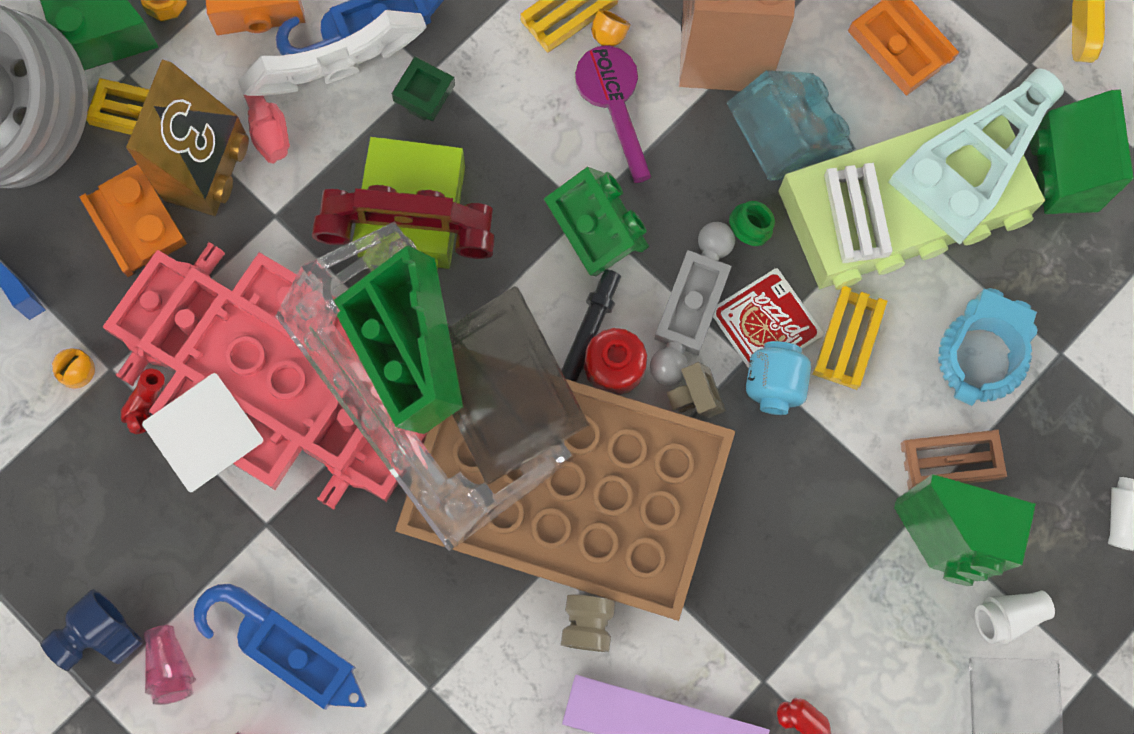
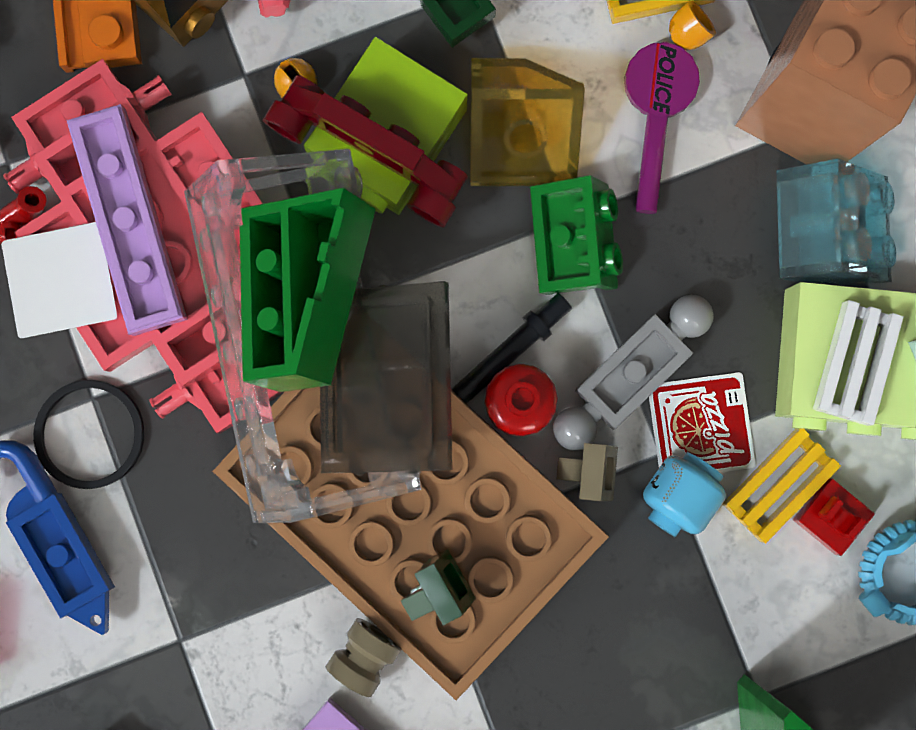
camera: 25 degrees right, 10 degrees up
(231, 551) = (39, 444): none -> black piece
(238, 360) = (126, 220): none -> lavender tile
(309, 204) = (302, 68): none -> light orange hinge
(515, 153) = (523, 123): none -> clear yellow slope
(623, 529) = (439, 589): none -> dark green tile
(752, 223) = (738, 315): green plate -> none
(902, 343) = (834, 517): none -> red tile
(995, 455) = (780, 649): nougat tile -> none

